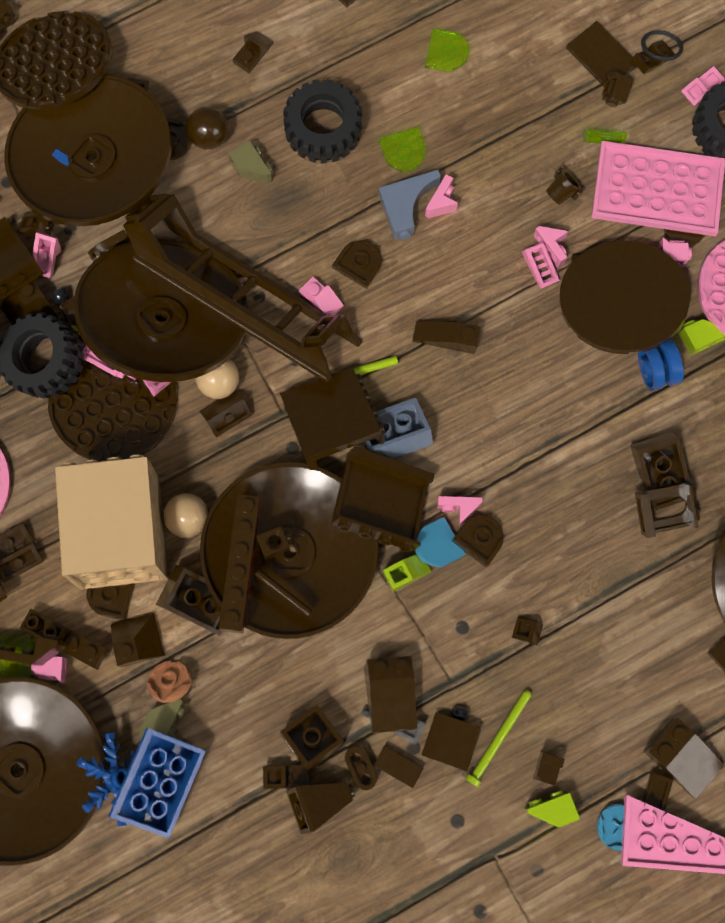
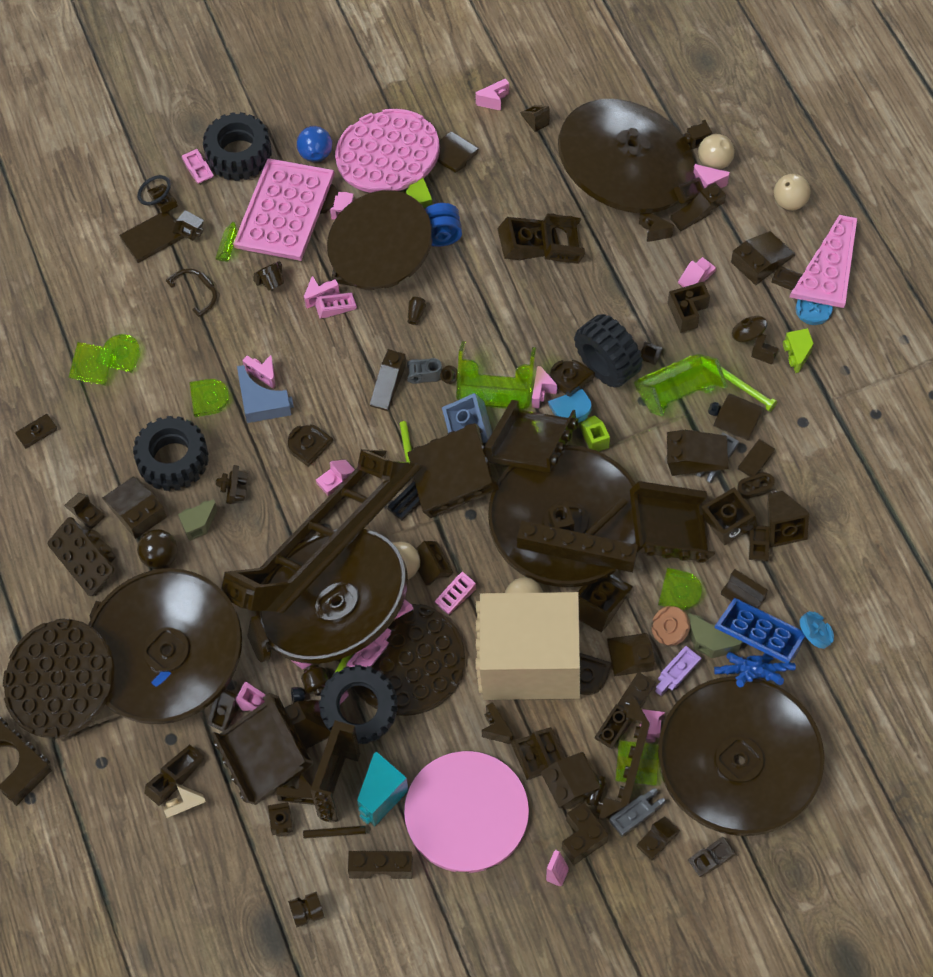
camera: 80 degrees left, 15 degrees down
(34, 508) = (498, 730): none -> dark brown slope
(119, 694) = (677, 670): none -> lavender hinge
(177, 850) = (816, 630): none -> dark azure tile
(199, 60) = (83, 555): none -> dark brown bracket
(203, 454) = (456, 583): none -> bright pink slope
(219, 689) = (680, 590): none -> clear neon green tile
(221, 762) = (744, 589): none -> dark brown panel
(259, 98) = (135, 507): none -> dark brown slope
(280, 373) = (400, 498): none -> black tile
(290, 669) = (669, 521): none -> dark brown panel
(305, 193) = (235, 477): none -> dark brown hips
(426, 23) = (91, 363): none -> clear neon green tile
(452, 451) = (495, 390): none -> clear neon green windscreen
(462, 401) = (449, 374): none -> dark brown plate
(464, 369) = (423, 370): none -> dark grey piece
(487, 660) = (679, 380): none -> clear neon green windscreen
(504, 575) = (608, 350): none -> black tyre
(544, 353) = (415, 310): none -> dark brown cone
(550, 123) = (205, 281): none -> dark brown piece
(573, 747) = (749, 328): none -> dark brown dish
(598, 665) = (686, 303): none -> dark brown brick
(645, 677) = (696, 272): none -> bright pink slope
(701, 625) = (657, 227): none -> dark brown slope

